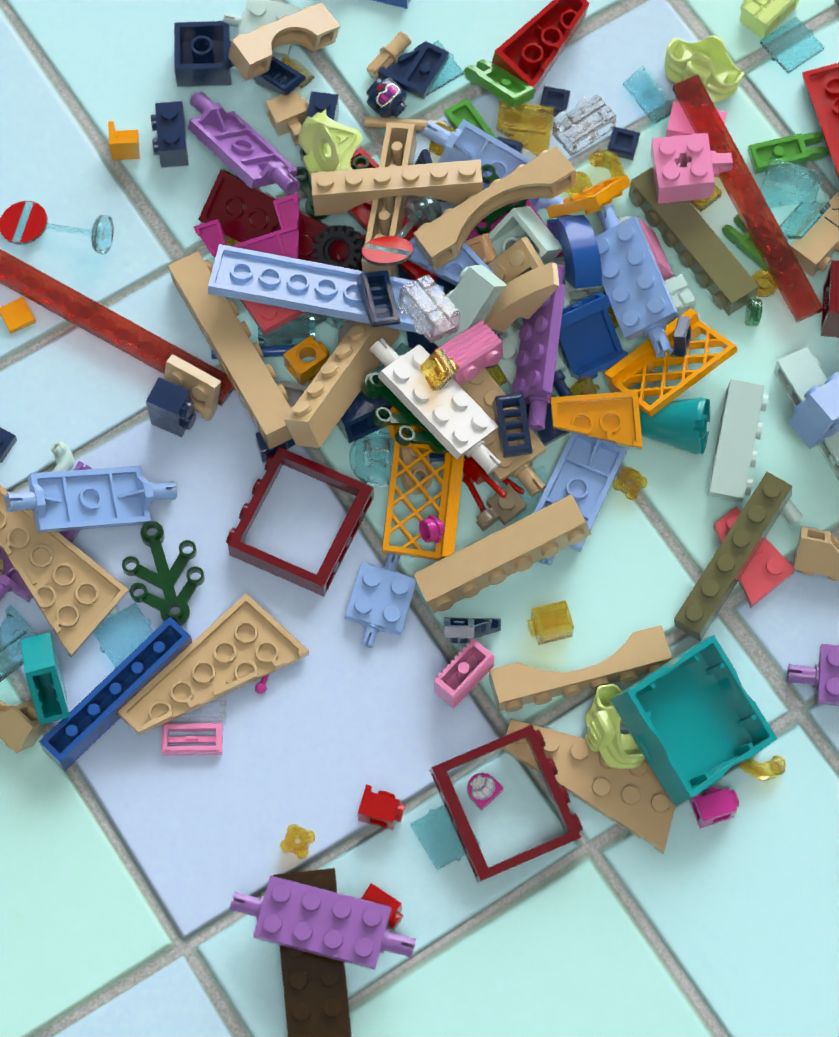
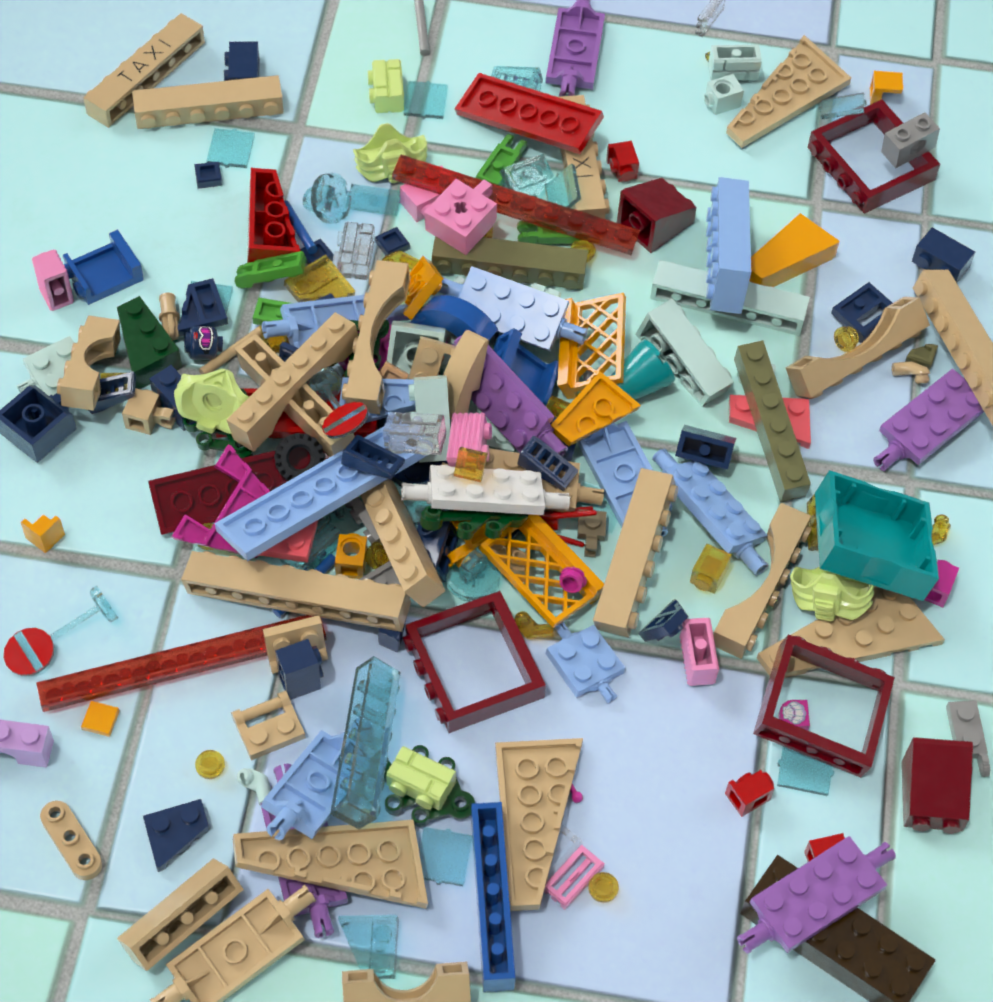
camera: 50 degrees left, 10 degrees down
(44, 678) = (437, 931): teal brick -> none
(48, 417) = (210, 764): none -> clear yellow plate
(112, 436) = (272, 733): none -> tan plate
(153, 503) = (366, 743): none -> clear light blue brick
(163, 566) = (420, 779): none -> yellowish green brick
(171, 134) = (74, 494): dark blue brick -> none
(202, 767) = (603, 887): none -> clear yellow plate
(241, 147) = (141, 456): medium lavender plate -> none
(293, 833) = (727, 861): clear yellow plate -> none
(344, 60) = (146, 342): none -> dark green wedge
(369, 536) = (530, 628): none -> clear yellow arm
(374, 431) = (458, 555): none -> light orange plate
(513, 944) = (937, 784): none -> dark red slope
(563, 66) = (300, 230): none -> blue bar
(592, 936) = (967, 726): none -> light grey hinge
(609, 63) = (328, 198): none -> clear light blue tile
(610, 580) = (716, 509): none -> light blue plate
(635, 477) = (650, 434): clear yellow plate -> none
(660, 528) = (705, 447): none -> dark blue brick
(682, 336) = (583, 316): tile -> none
(753, 312) = (598, 271): clear green tile -> none

